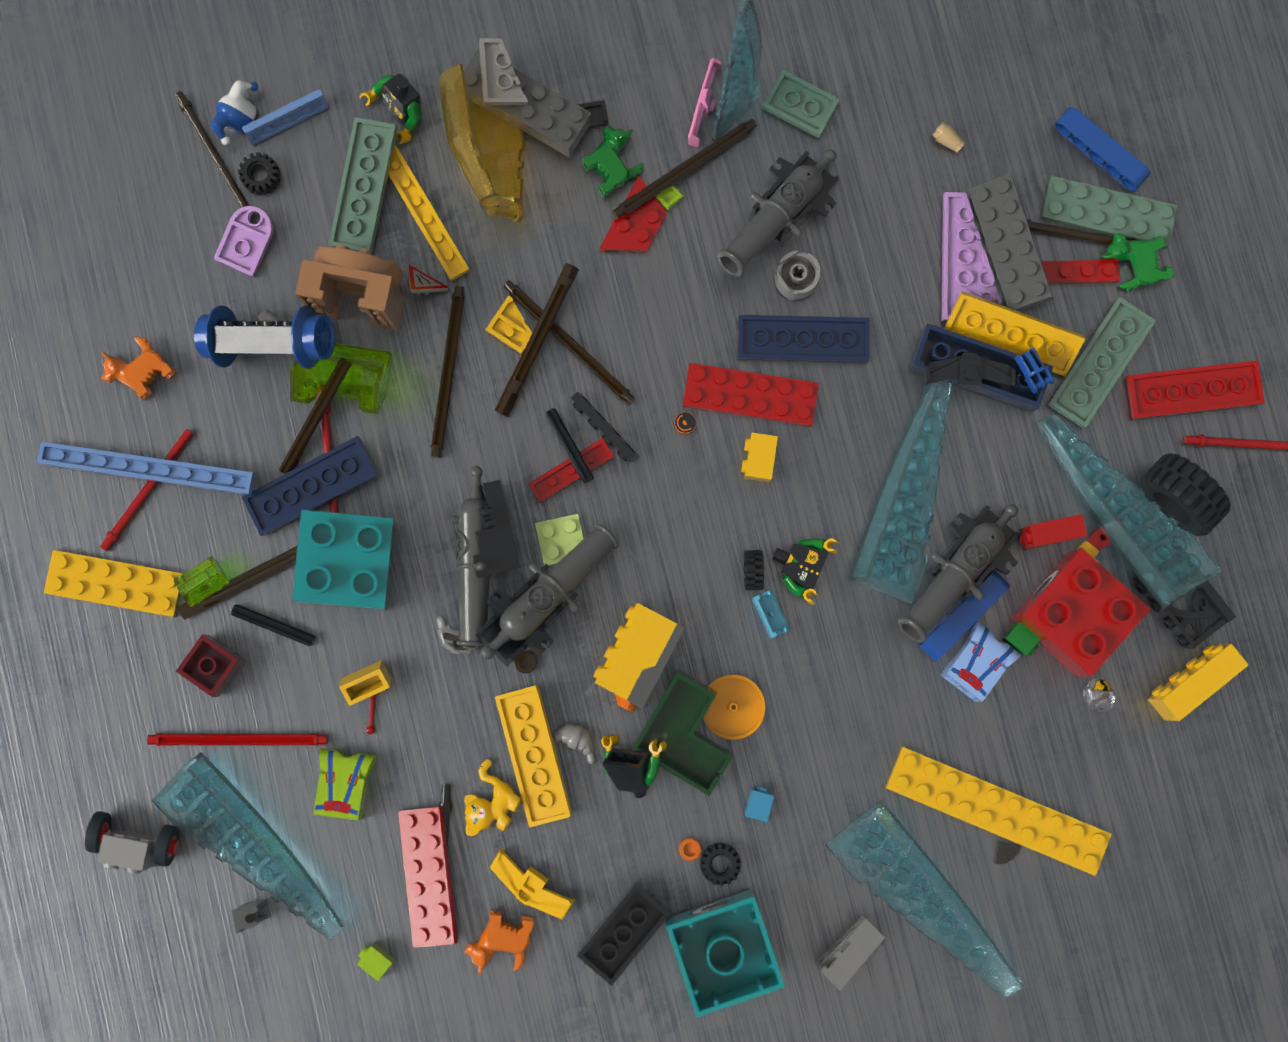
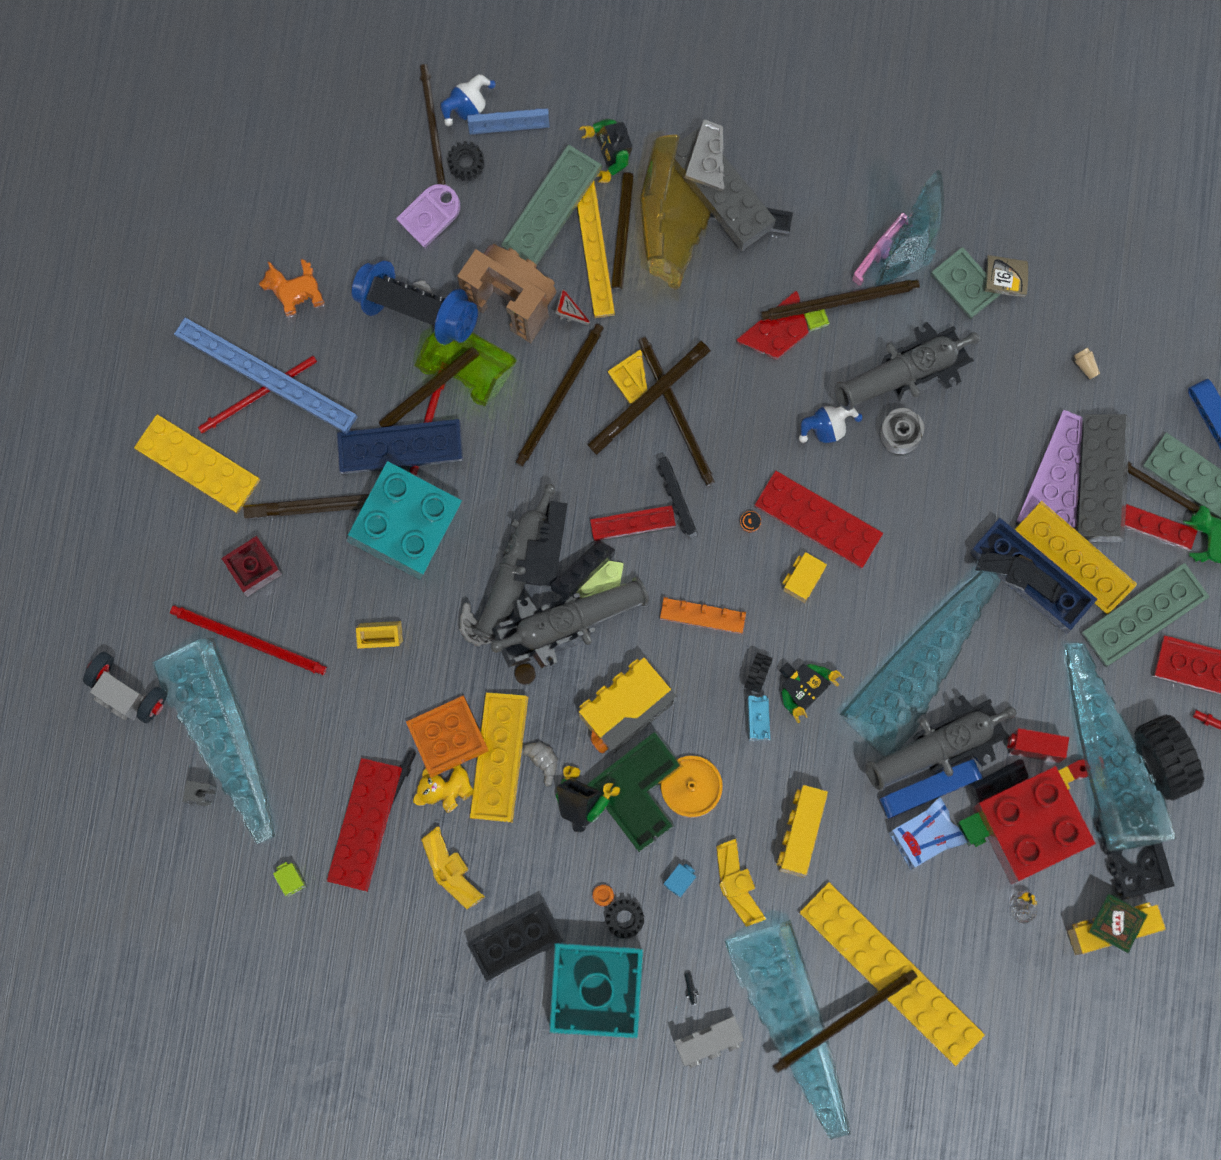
camera: 25 degrees right, 5 degrees down
(201, 581) = (273, 491): clear neon green brick -> none
(272, 625) = (324, 559): black axle -> none
(343, 784) = (324, 715): lime piece -> none
(370, 729) = (365, 678): red hinge -> none
(443, 183) = (622, 231): none -> dark brown axle
(474, 756) = (447, 736): none -> orange plate
(501, 937) = (407, 903): orange animal -> none
(541, 538) = (582, 569): none -> black plate
(569, 445) = (640, 500): black axle -> none
(609, 163) = (774, 268): green animal -> none
(676, 534) = (702, 616): none -> orange hinge
(722, 296) = (827, 423): none -> piece
(803, 338) = (885, 489): dark blue plate -> none
(812, 906) = (691, 989): none -> black piece
(815, 784) = (737, 884): none -> yellow plate
(837, 82) = (1006, 276): none -> dark tan slope
(859, 710) = (803, 831): none -> yellow brick
(975, 881) = (837, 1026): none -> dark brown piece
(1006, 852) = (884, 1013): clear smoke tile -> none
(1027, 581) = (1000, 780): none -> black hinge
(1031, 366) = (1077, 596): blue arm -> none
(1202, 678) = (1117, 923): none -> tile

